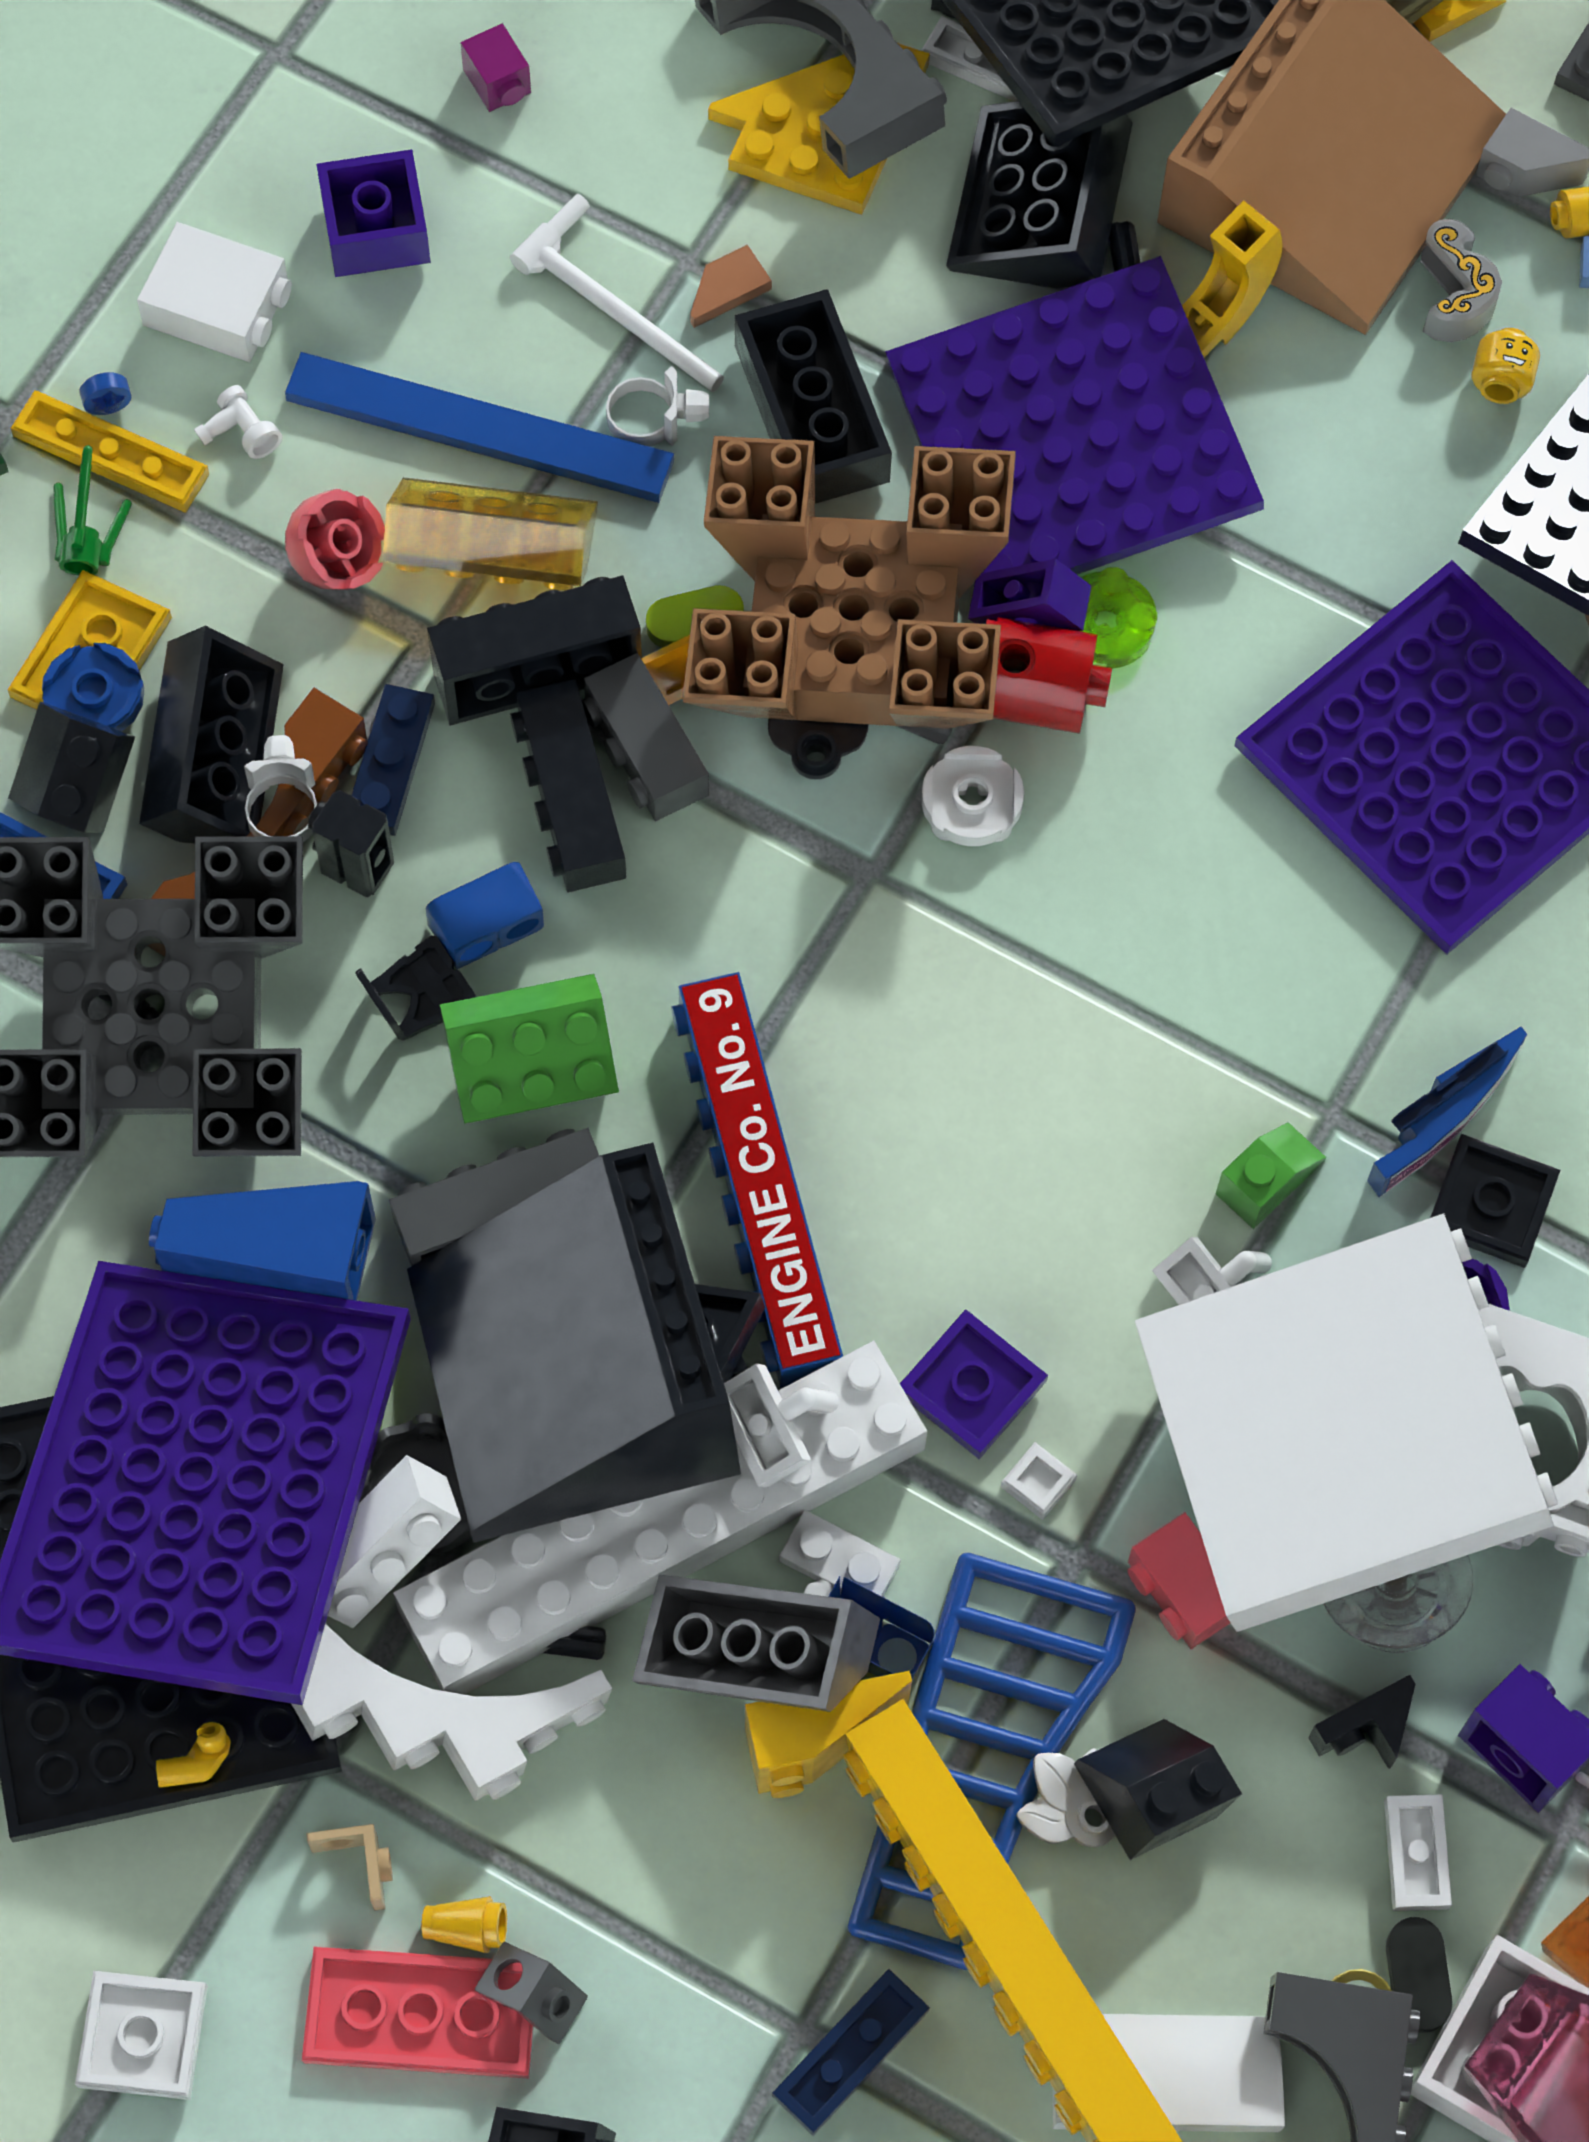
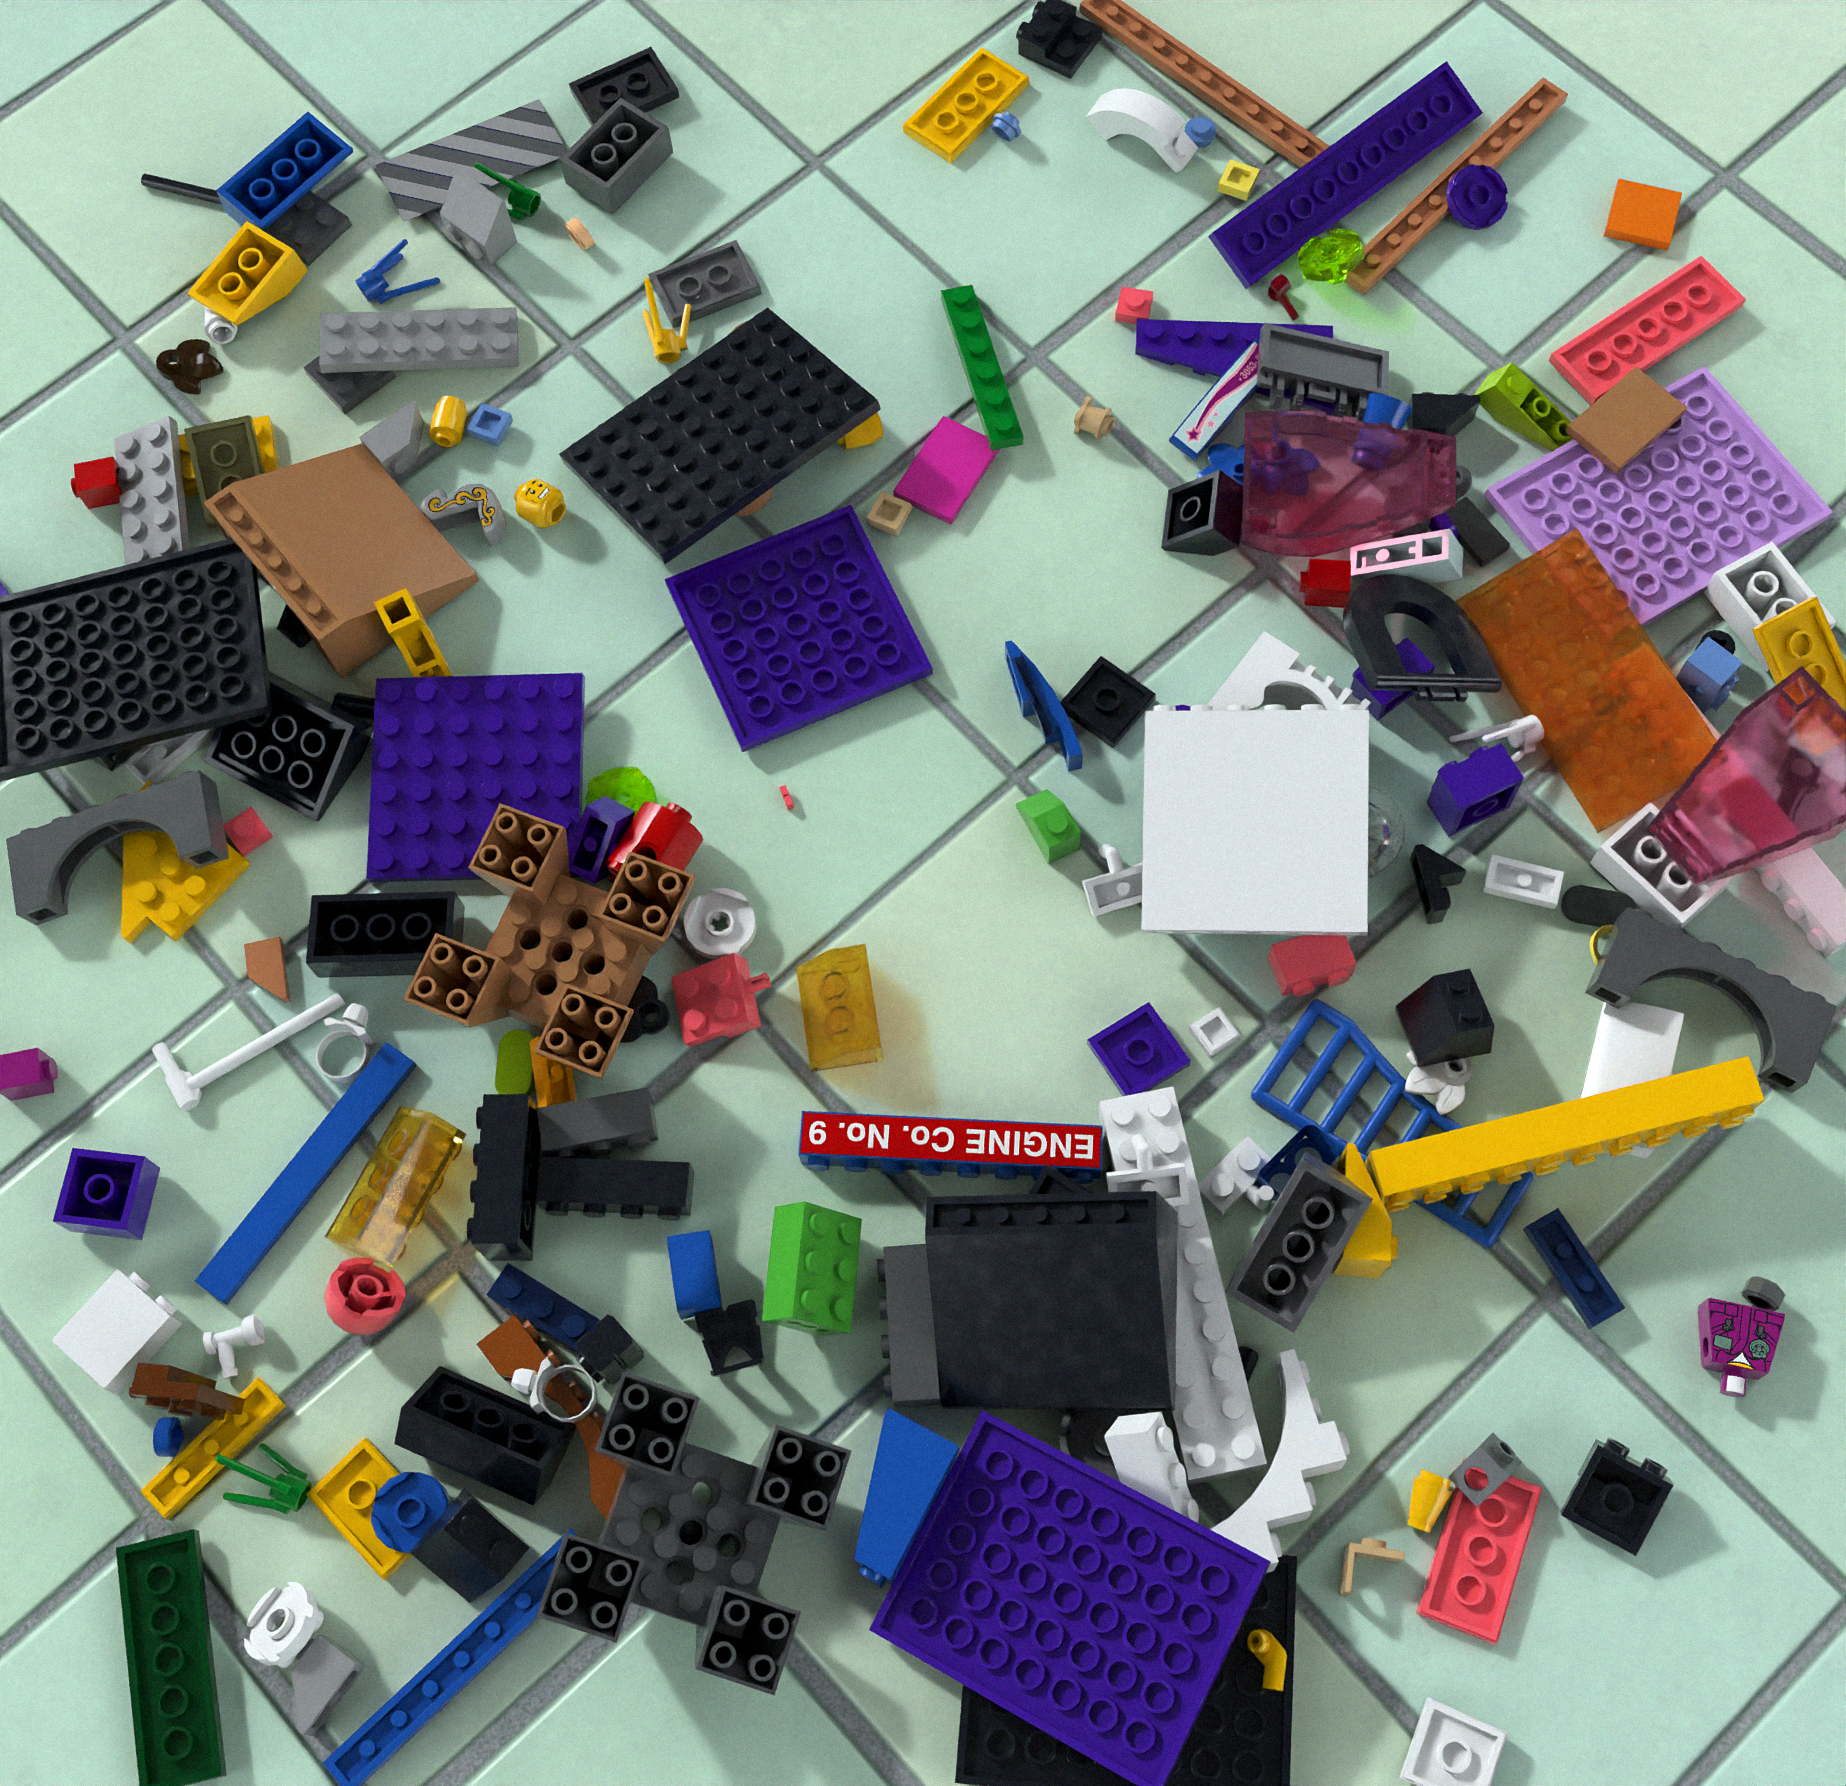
camera: 65 degrees left, 0 degrees up
(158, 384) = (182, 1392): none -> reddish brown plate
(864, 826) = (718, 999): none -> coral plate
(903, 192) = (247, 831): none -> coral plate
(905, 985) = (839, 1009): none -> clear yellow slope
(1186, 826) = (785, 794): none -> coral piece

